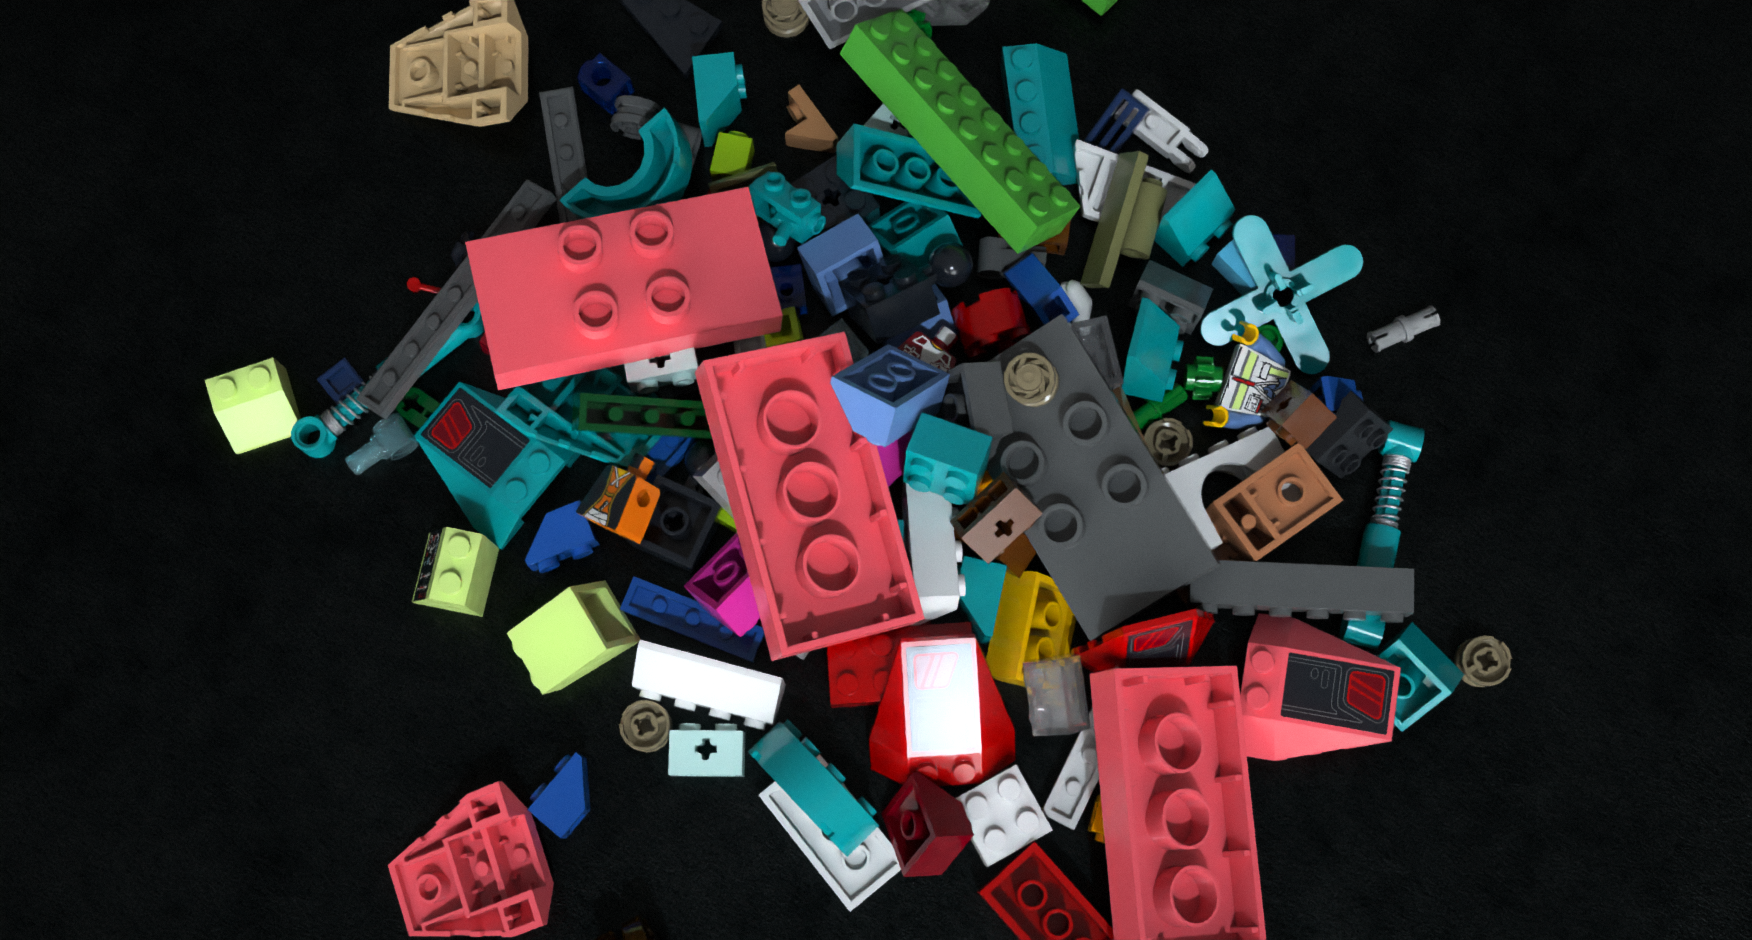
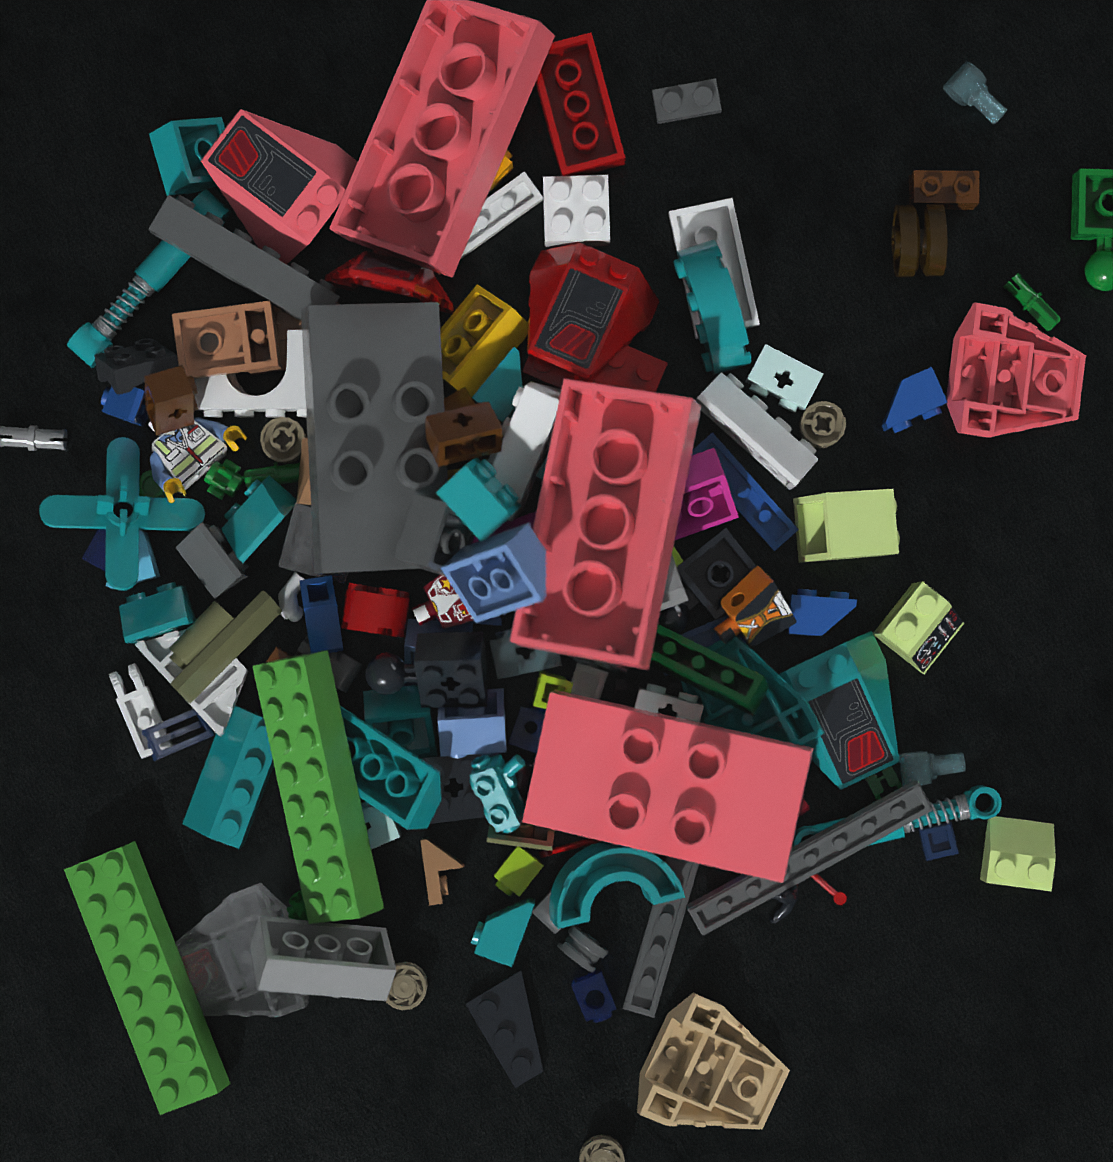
camera: 150 degrees left, 10 degrees up
(926, 827) = (641, 229): dark red slope -> none
(1031, 380) = (376, 530): dark tan wheel -> none
(1056, 695) = (484, 277): clear slope -> none
(1483, 661) = (126, 137): dark tan wheel -> none

